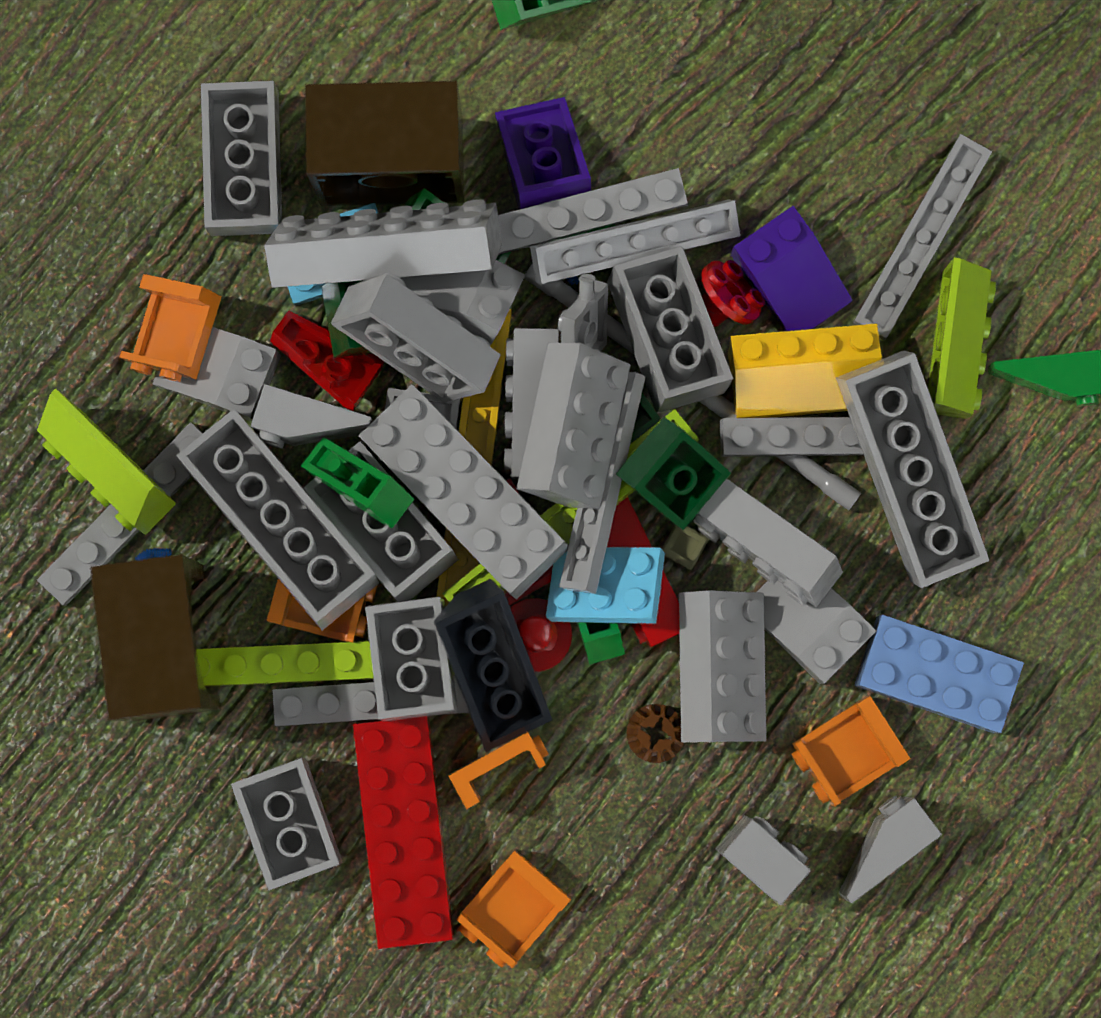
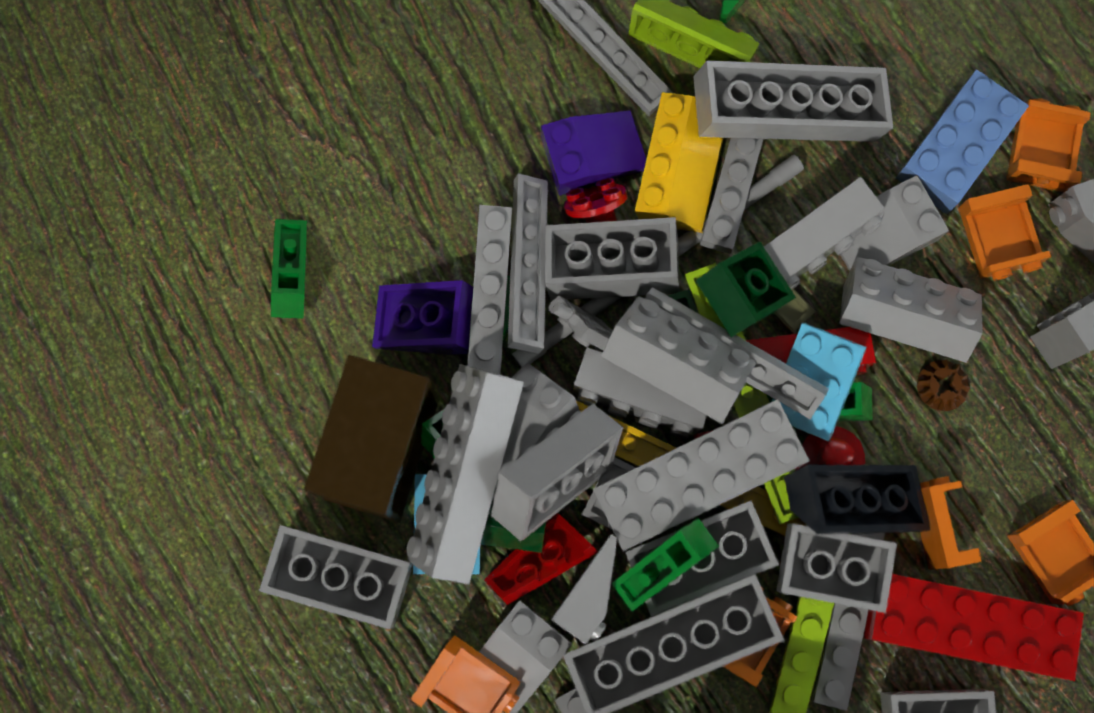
camera: 75 degrees left, 5 degrees down
(969, 774) = (1047, 145): none -> orange panel

